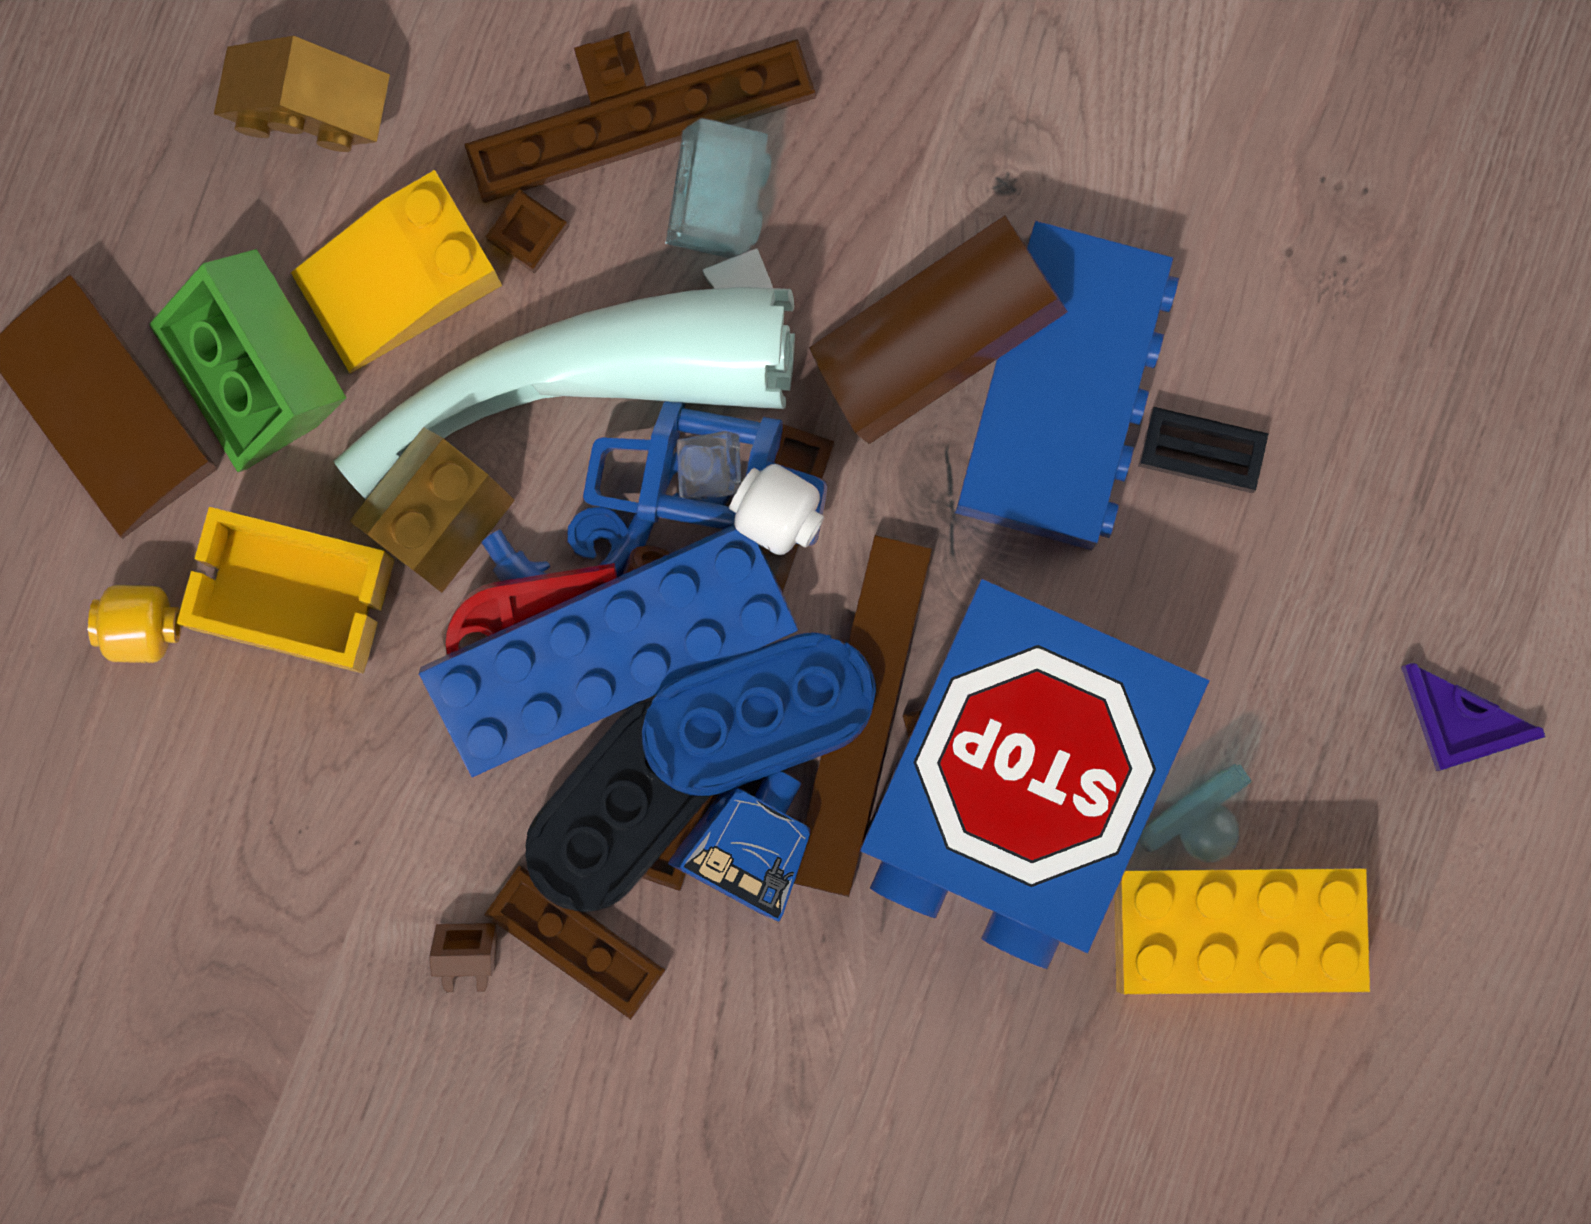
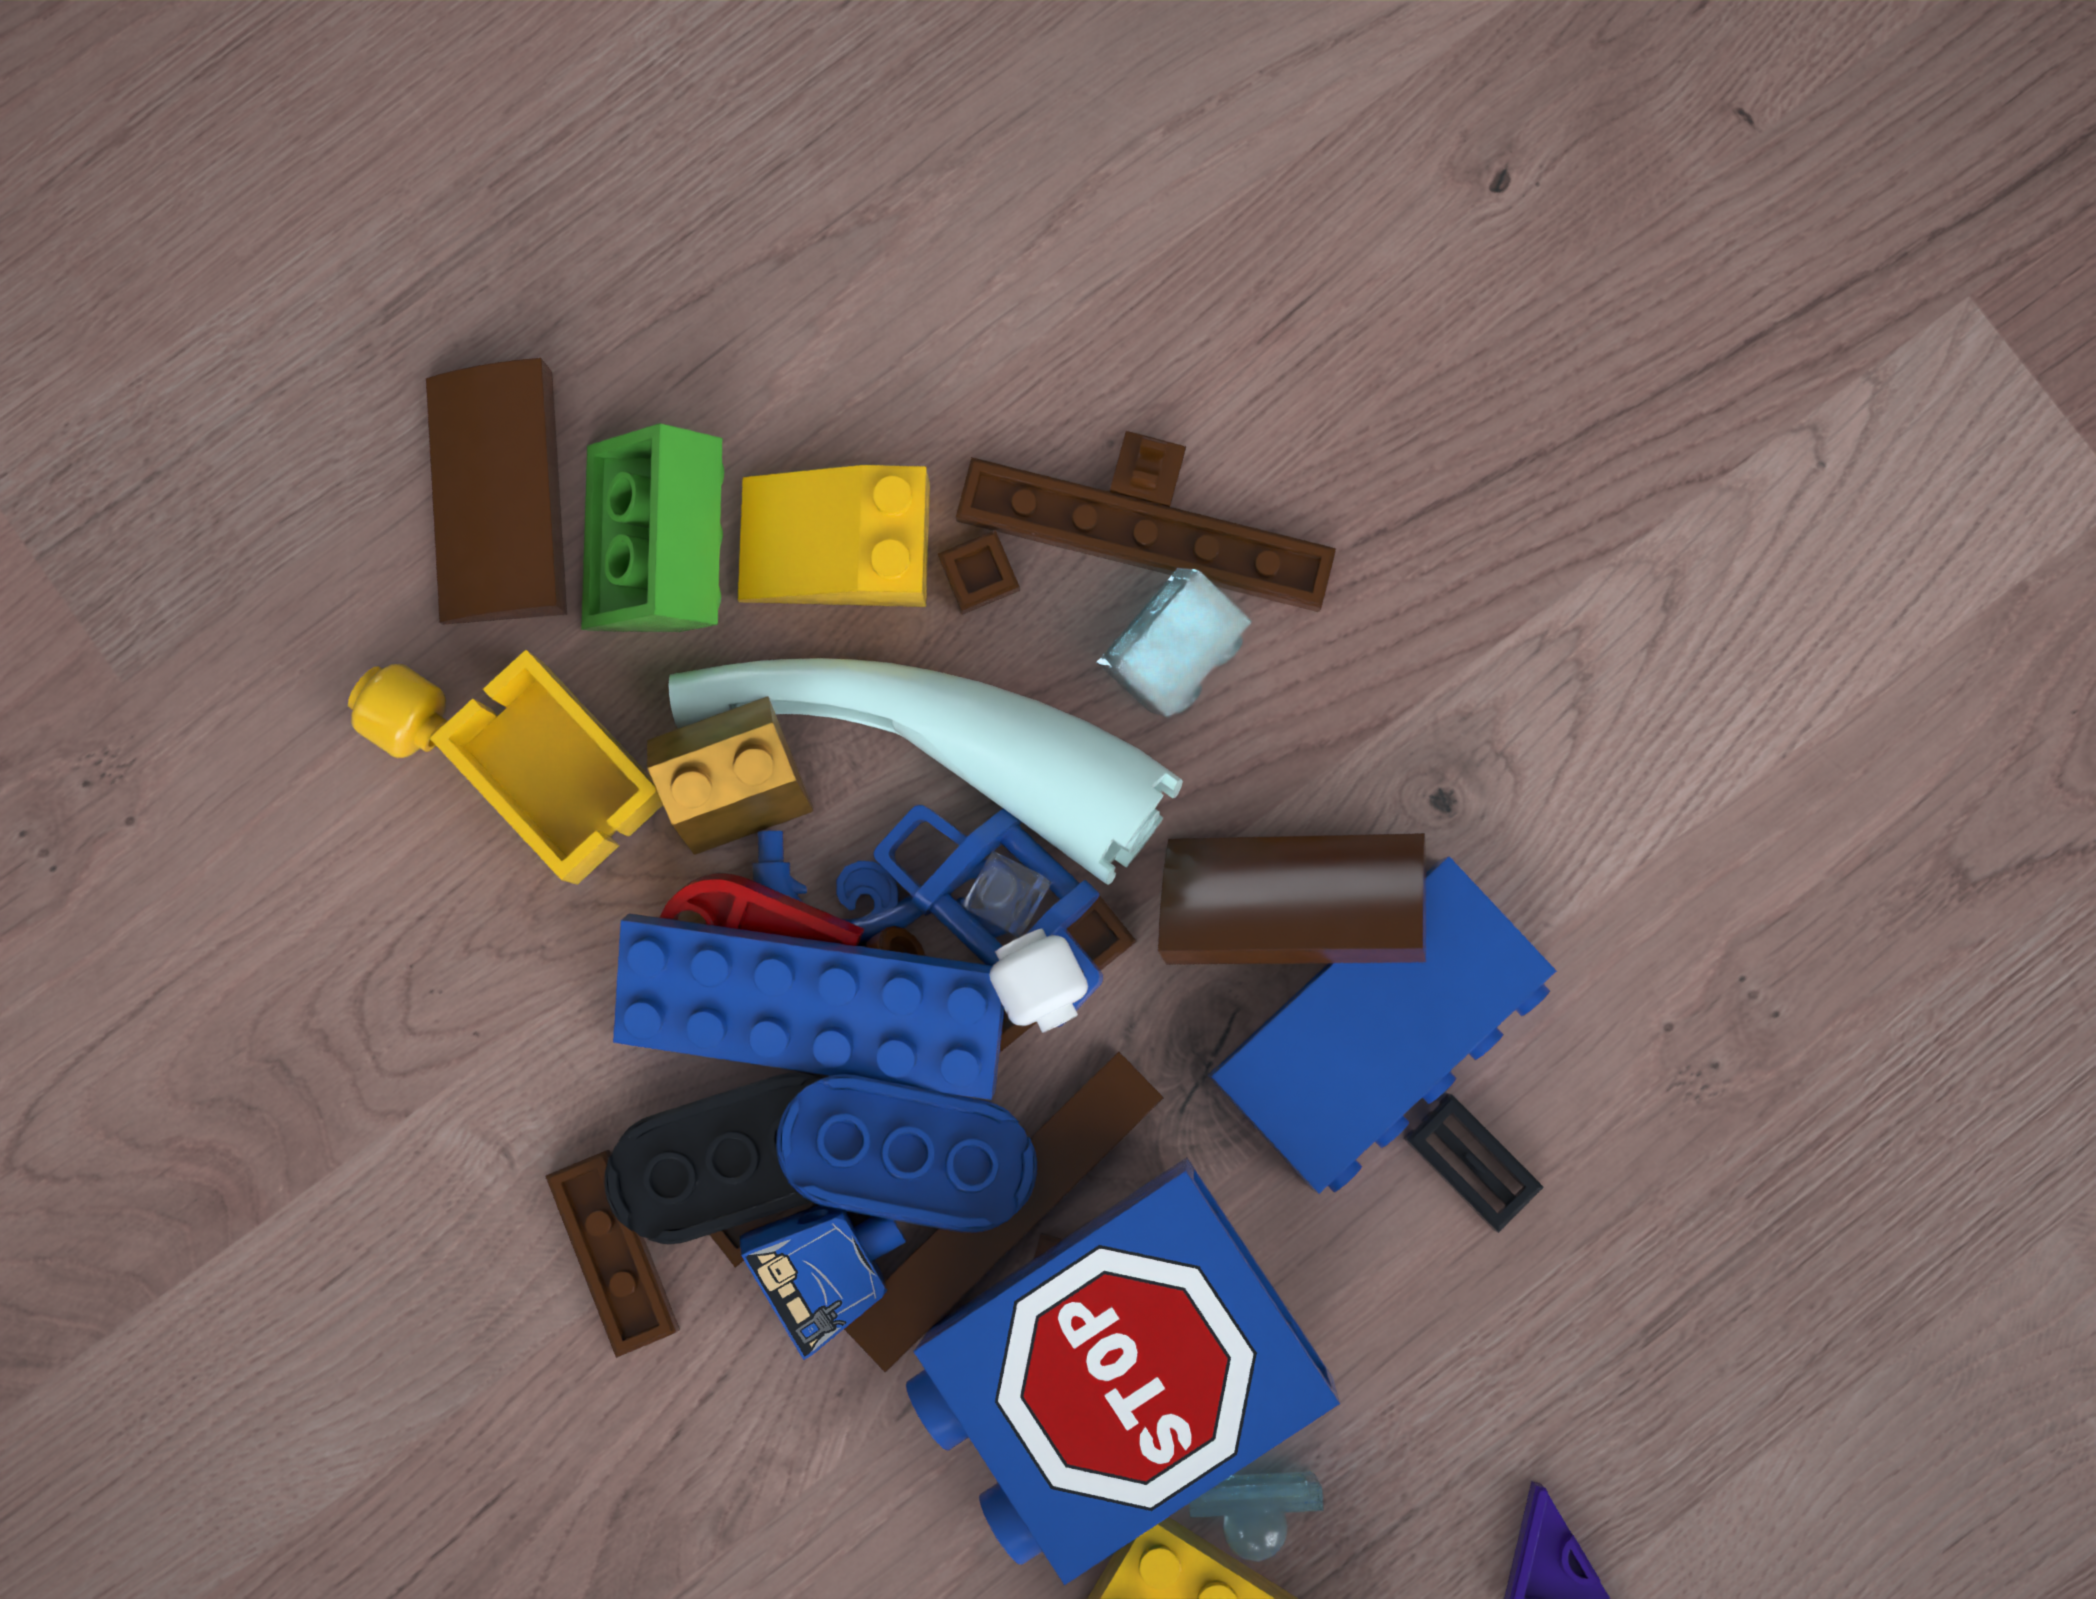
camera: 30 degrees right, 0 degrees up
(301, 89) = (854, 317): pearl gold brick -> none
(463, 952) = (503, 1199): reddish brown tile -> none
(739, 271) = (1147, 732): white tile -> none

